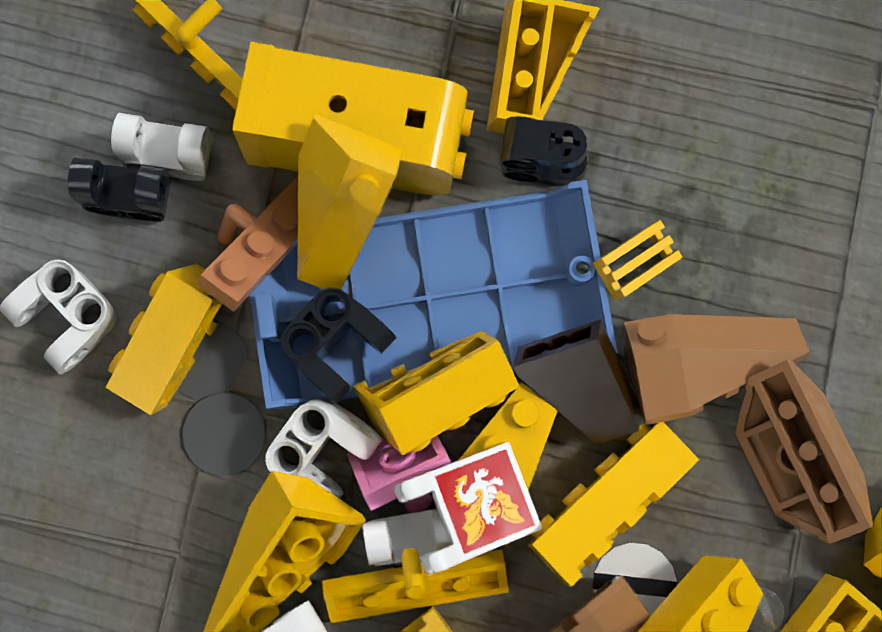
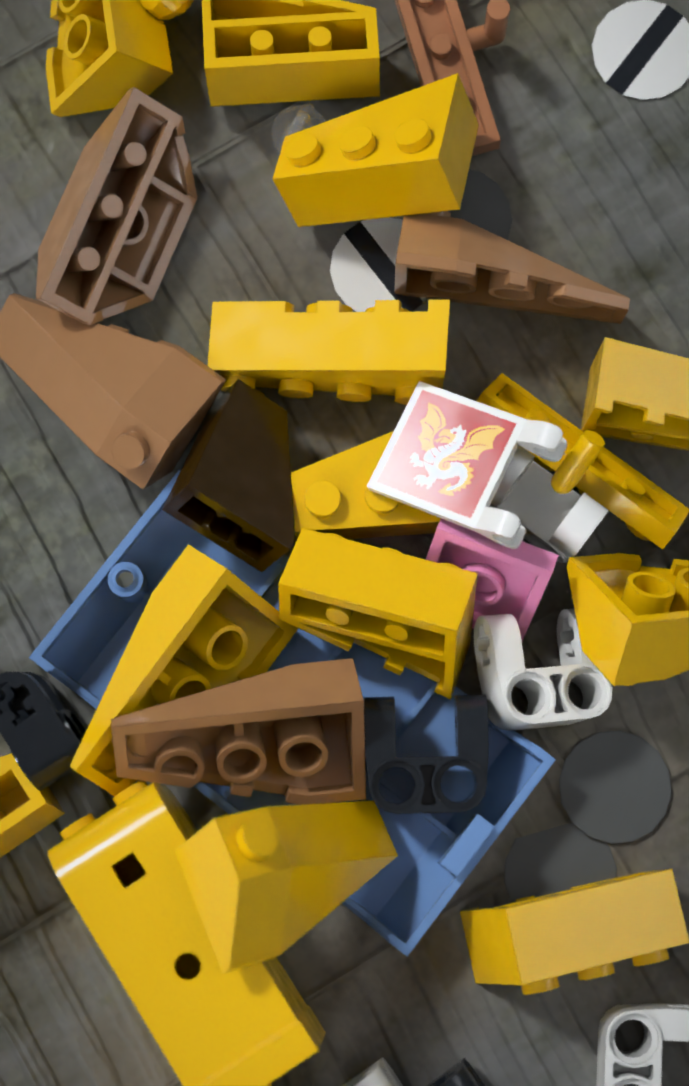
camera: 130 degrees left, 0 degrees up
(255, 251) = (406, 919): nougat plate -> none
(423, 271) = (269, 733): none -> medium nougat wedge
(510, 266) = (192, 637): none -> yellow wedge
(660, 245) = (30, 528): yellow tile -> none

